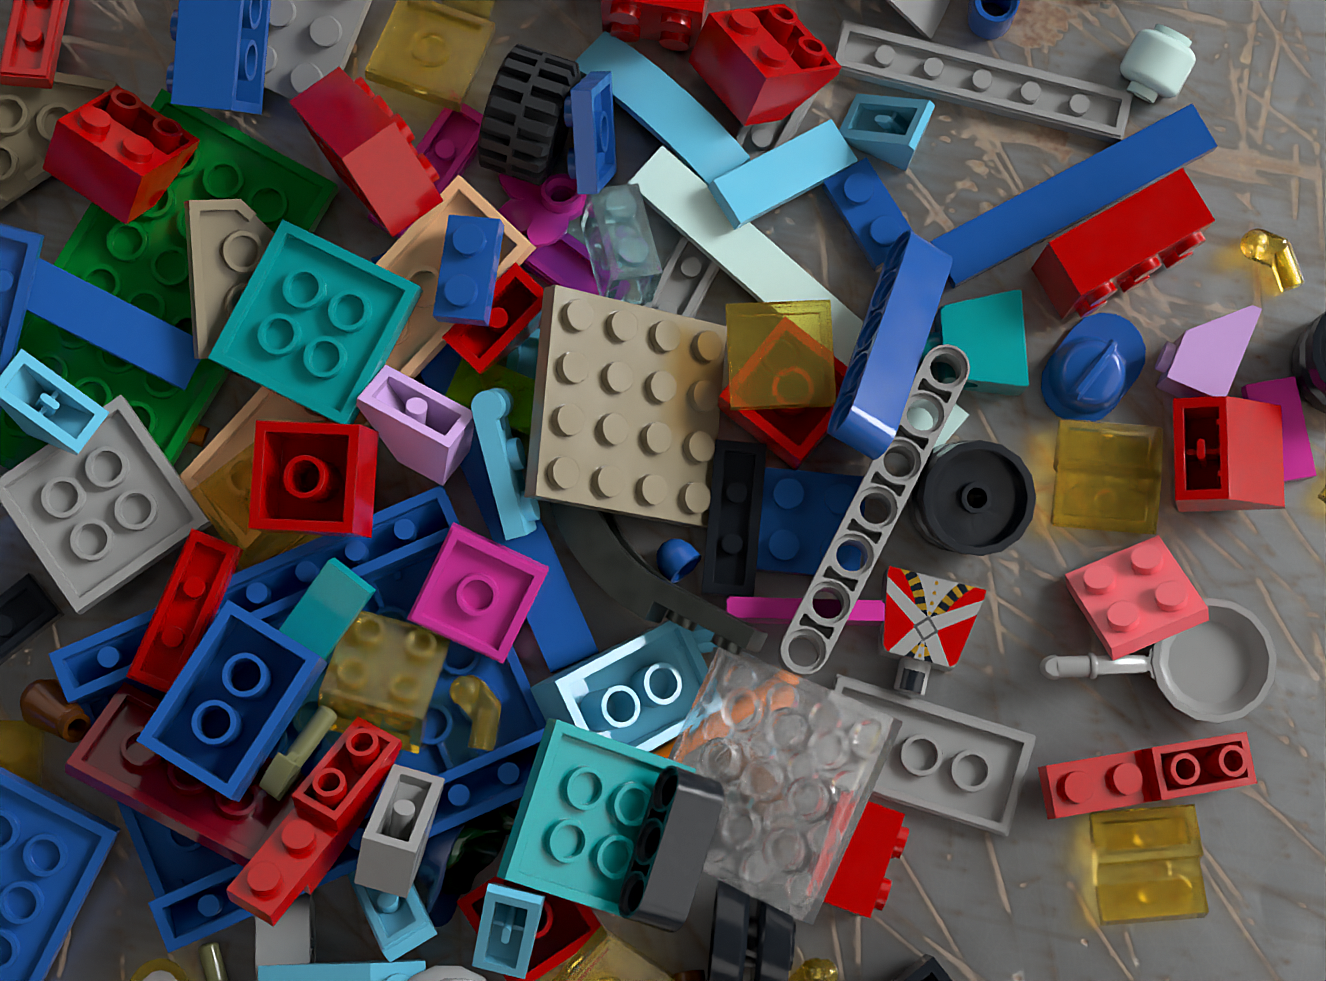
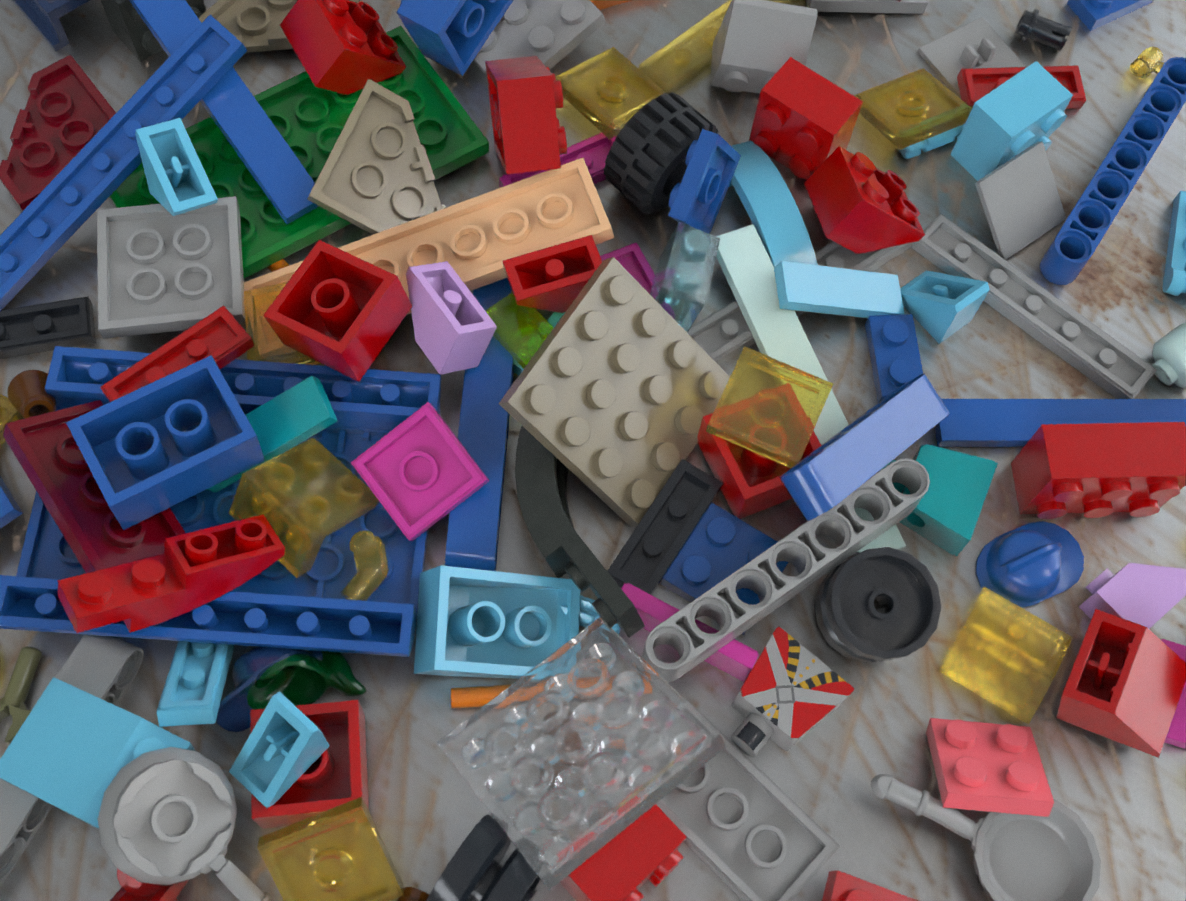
camera: 25 degrees right, 15 degrees down
(286, 769) = (174, 521): olive bar -> none
(315, 323) = (412, 206): teal plate -> none
(398, 831) = (234, 619): light grey slope -> none
(468, 270) = (551, 221): blue plate -> none
(504, 461) = (498, 372): medium azure plate -> none
(537, 208) = (638, 231): dark pink plate -> none
(581, 815) = (407, 701): teal plate -> none
(671, 849) = (458, 759): black beam -> none
(676, 559) = (601, 538): blue hinge -> none

